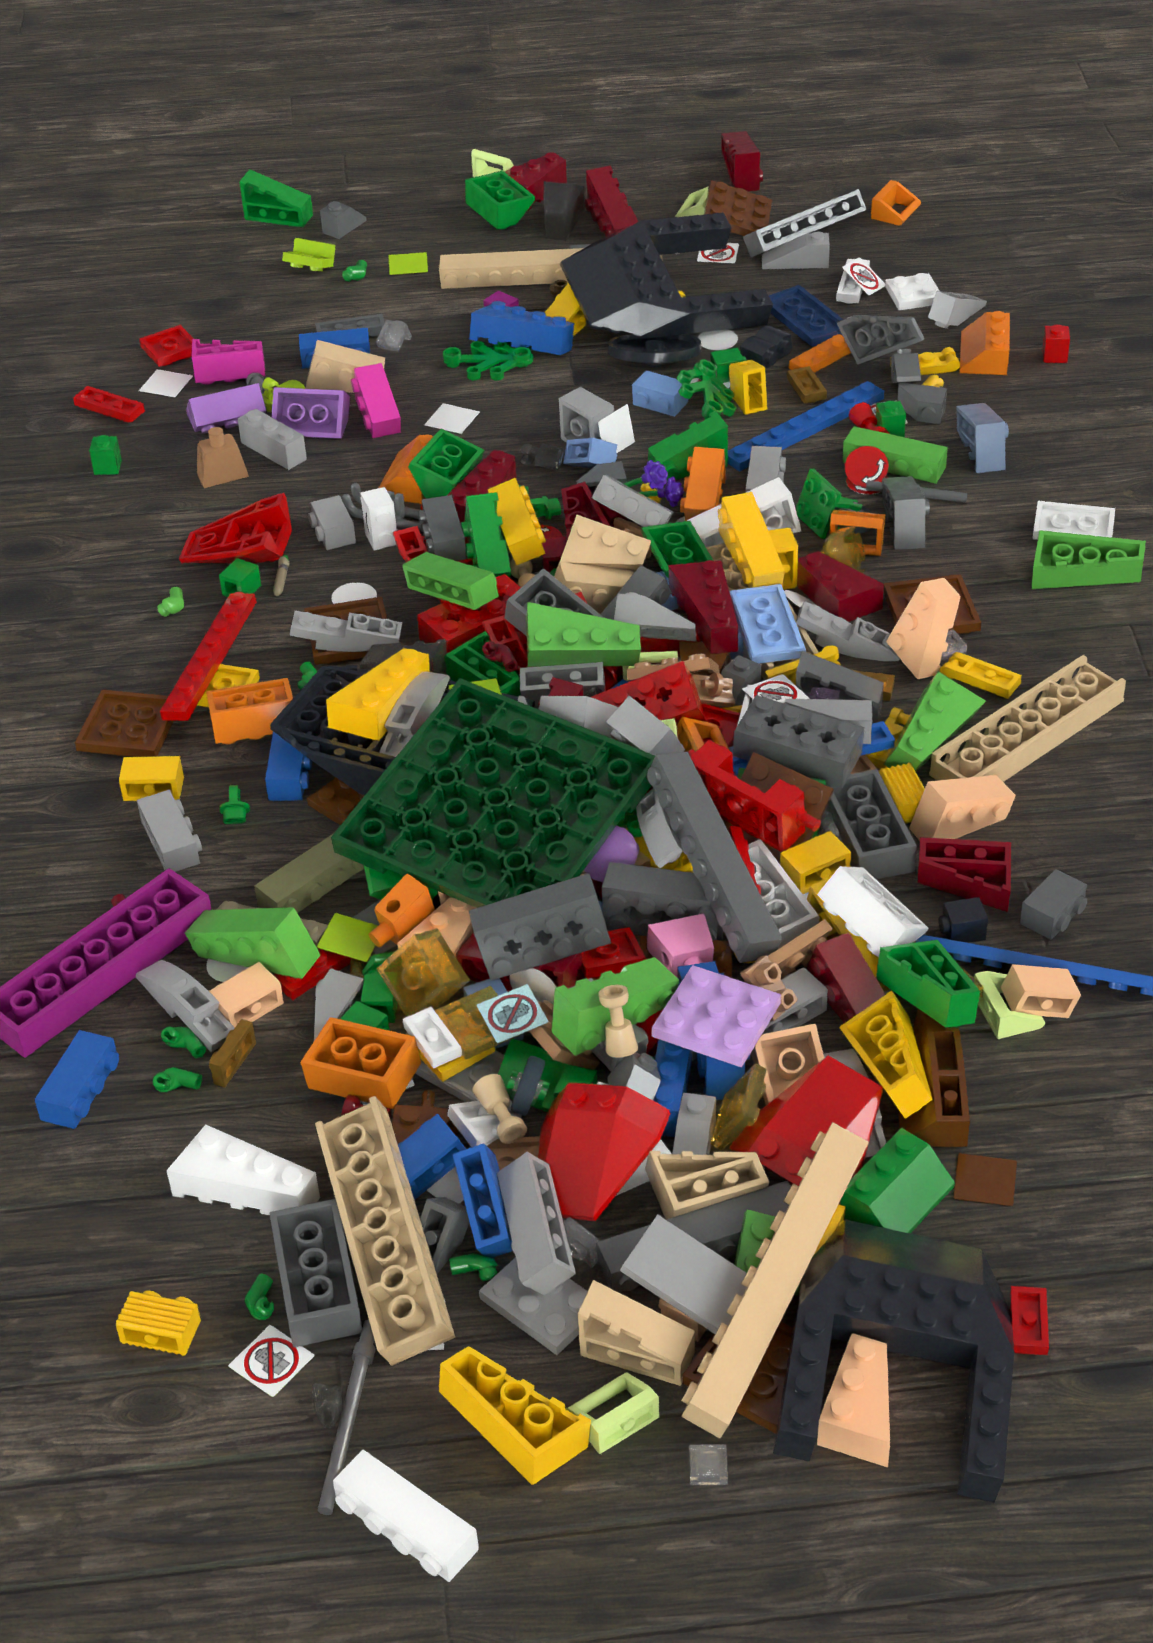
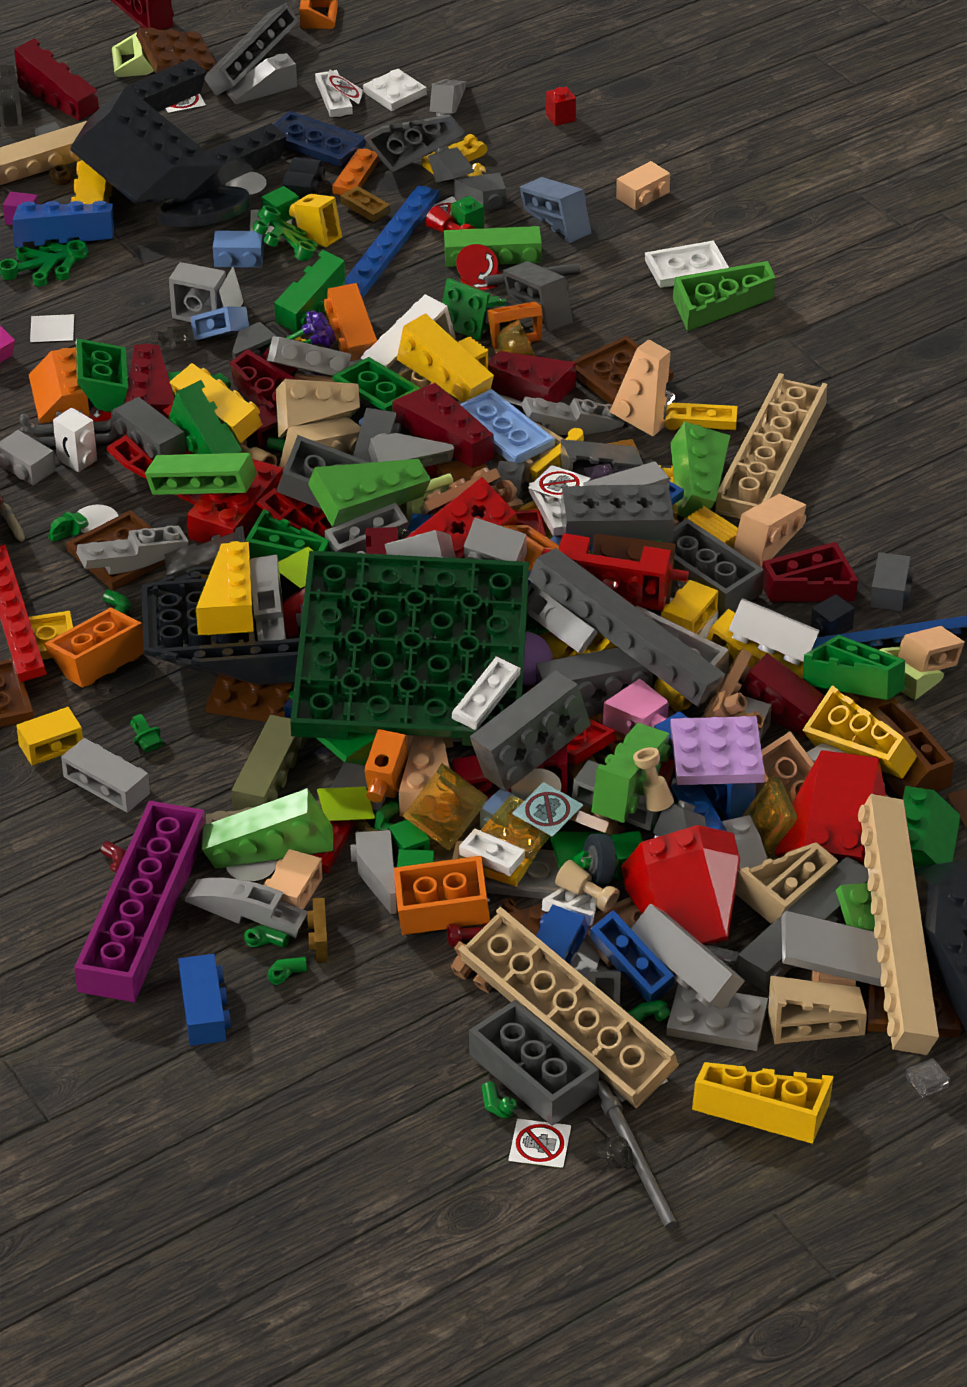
camera: 30 degrees left, 0 degrees up
(158, 1322) = (433, 1149): yellow brick -> none
(240, 1174) = (412, 1017): white wedge -> none
(286, 771) = (166, 684): blue brick -> none
(320, 594) = (67, 525): none -> green piece
(405, 1516) = (738, 1200): white brick -> none
(501, 654) = (300, 523): dark red arm -> none
(529, 873) = (486, 693): none -> white tile
(625, 1418) = (854, 1055): yellowish green tile -> none
(764, 466) = (389, 295): light grey brick -> none
(986, 345) = (500, 122): orange slope -> none
(1083, 438) = (643, 185): none -> light nougat brick

